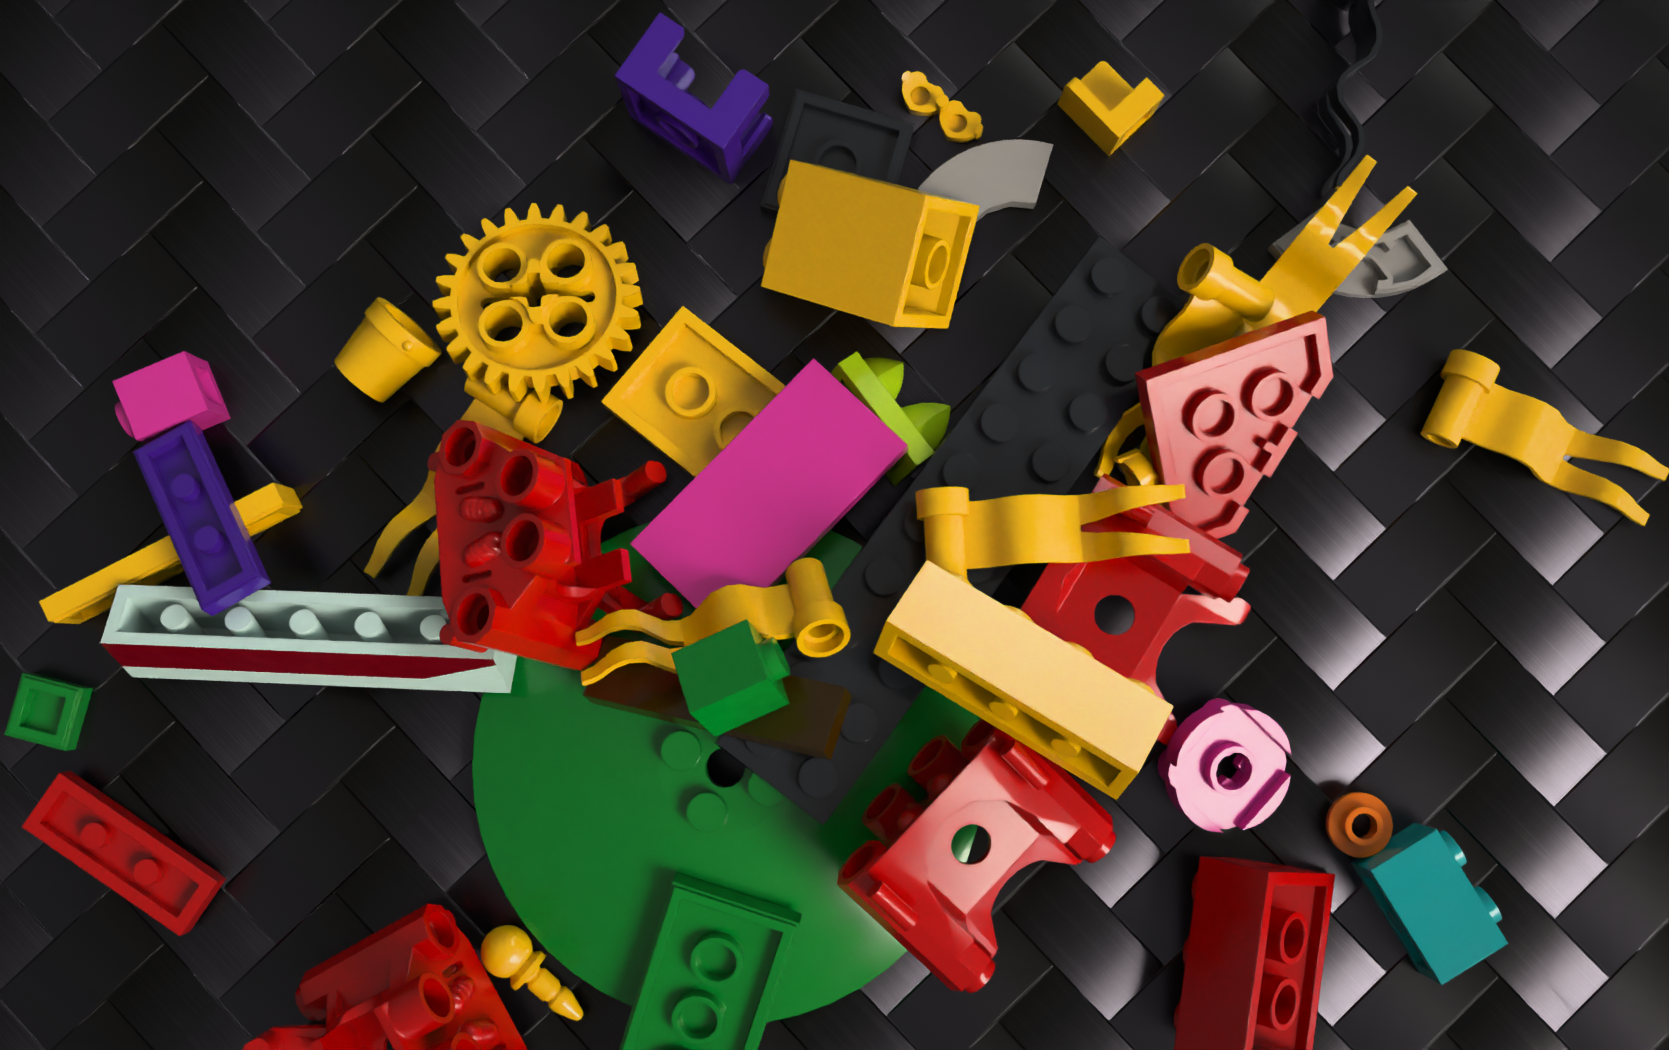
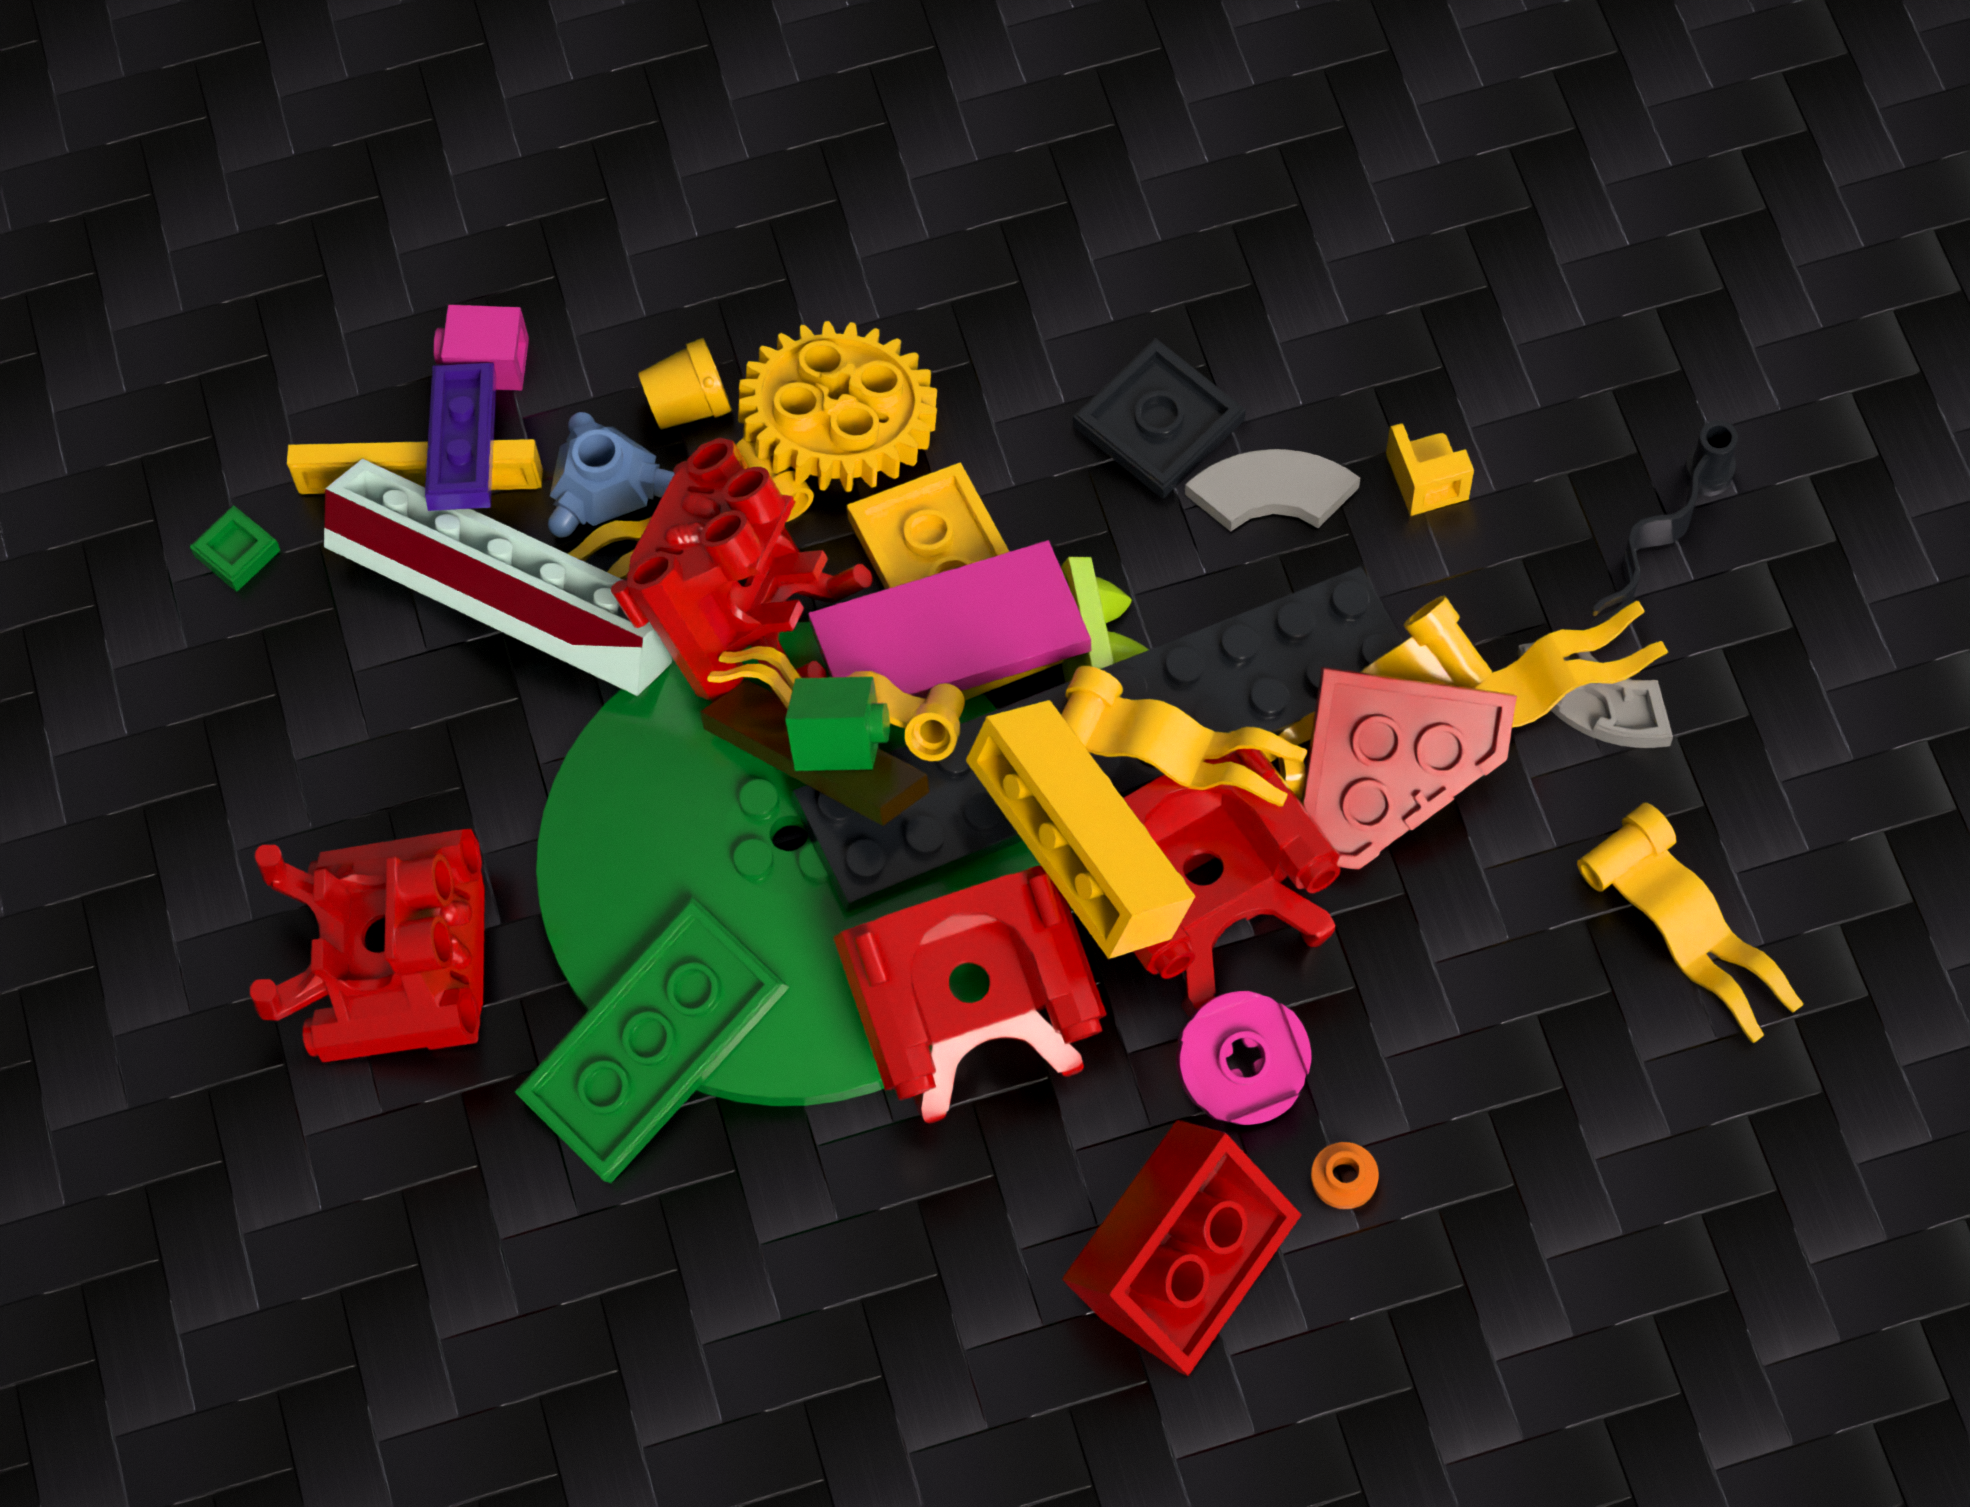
camera: 30 degrees right, 20 degrees down
(124, 852) = (233, 685): red plate -> none
(355, 476) = (601, 476): none -> medium blue rock
(510, 954) = (512, 922): yellow bar -> none
(657, 97) = (1049, 311): dark purple panel -> none
(868, 246) = (1151, 480): yellow slope -> none
(928, 99) = (1269, 399): yellow piece -> none
(1431, 902) = (1375, 1267): teal brick -> none

